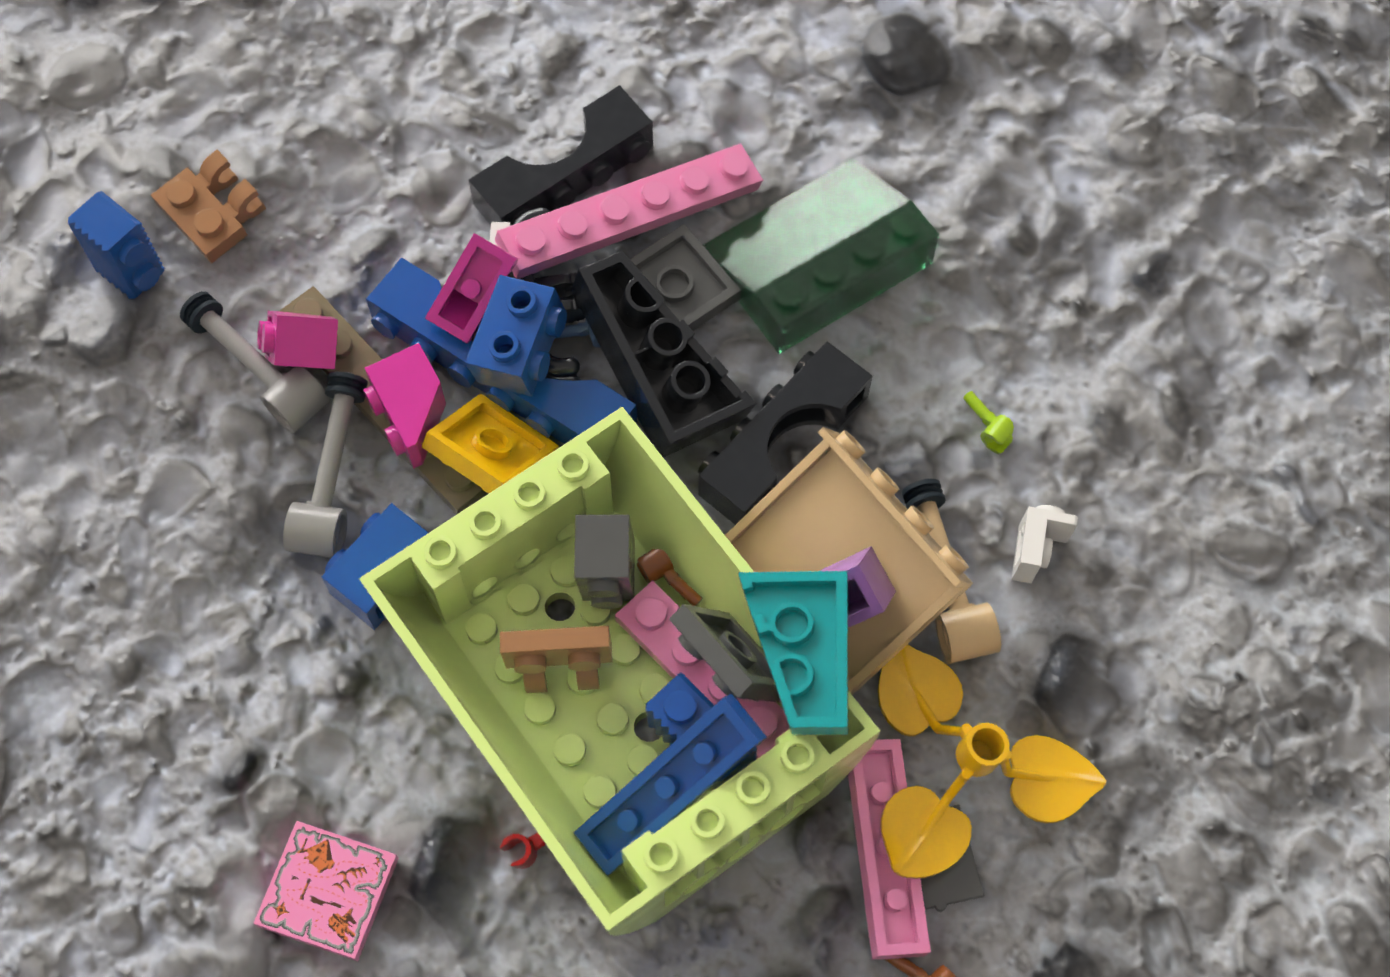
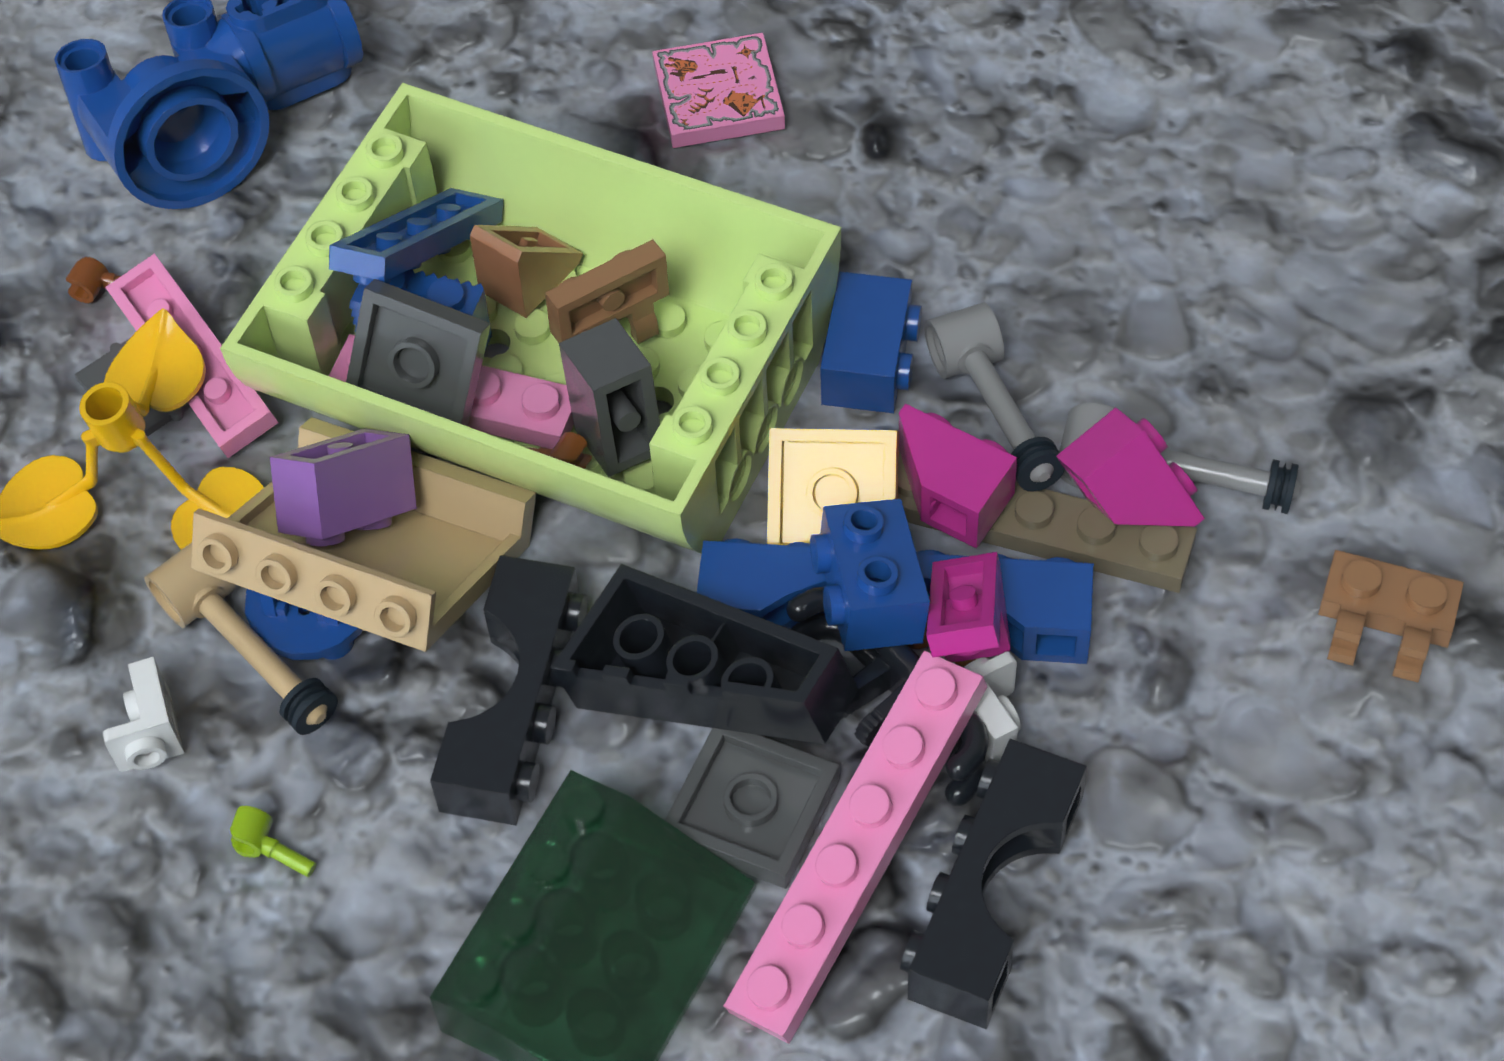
camera: 155 degrees right, 10 degrees down
(116, 245) = (1423, 473): blue brick -> none
(588, 755) = (520, 264): none -> nougat slope
(805, 643) = (333, 368): teal wing -> none

